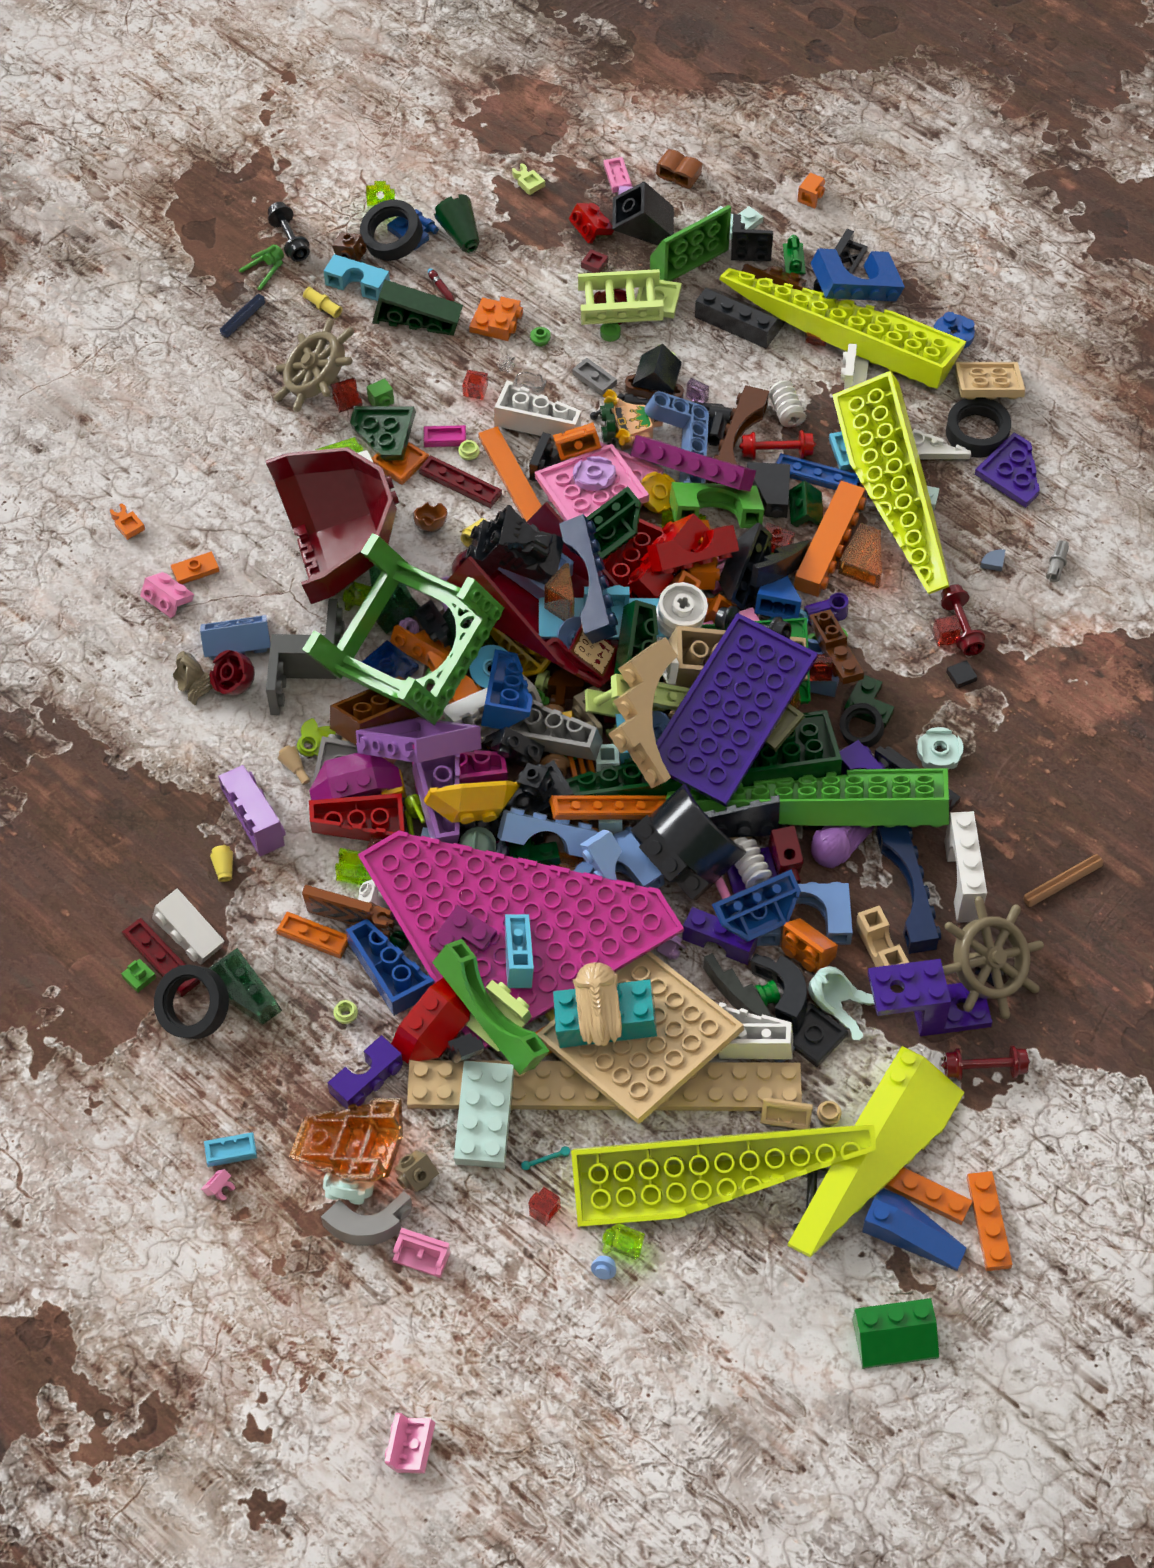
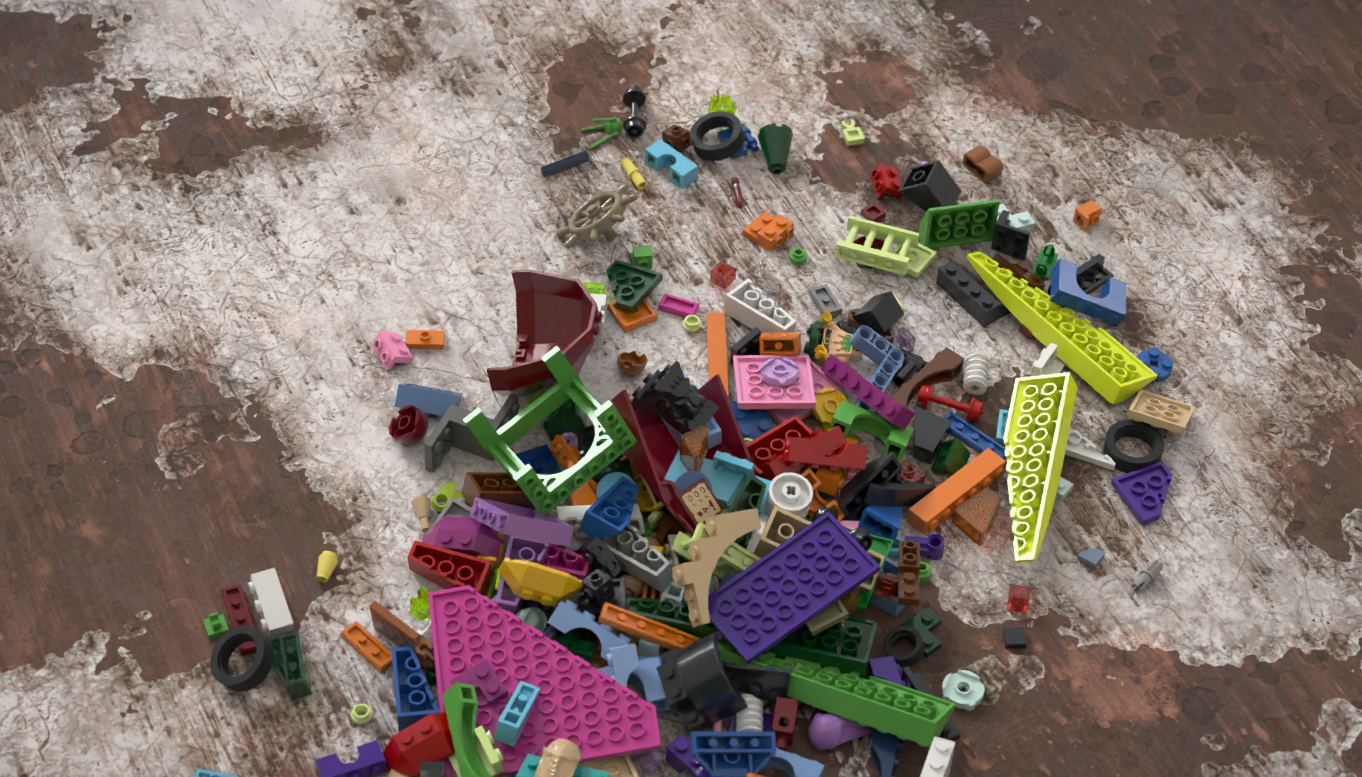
camera: 20 degrees right, 10 degrees down
(127, 524) = (390, 287): orange plate -> none
(191, 677) = (377, 418): dark tan hair -> none
(252, 810) = (369, 535): wedge -> none
(346, 395) = (615, 248): clear red panel -> none
(416, 309) = (705, 202): dark green wedge -> none
(460, 481) = (672, 345): dark red tile -> none
(597, 616) = (714, 474): arch -> none
(610, 331) = (858, 271): bright green tile -> none
(616, 173) = (928, 150): bright pink plate -> none
(616, 521) = (767, 414): dark green wedge -> none
(971, 641) = (1034, 612): dark red piece -> none

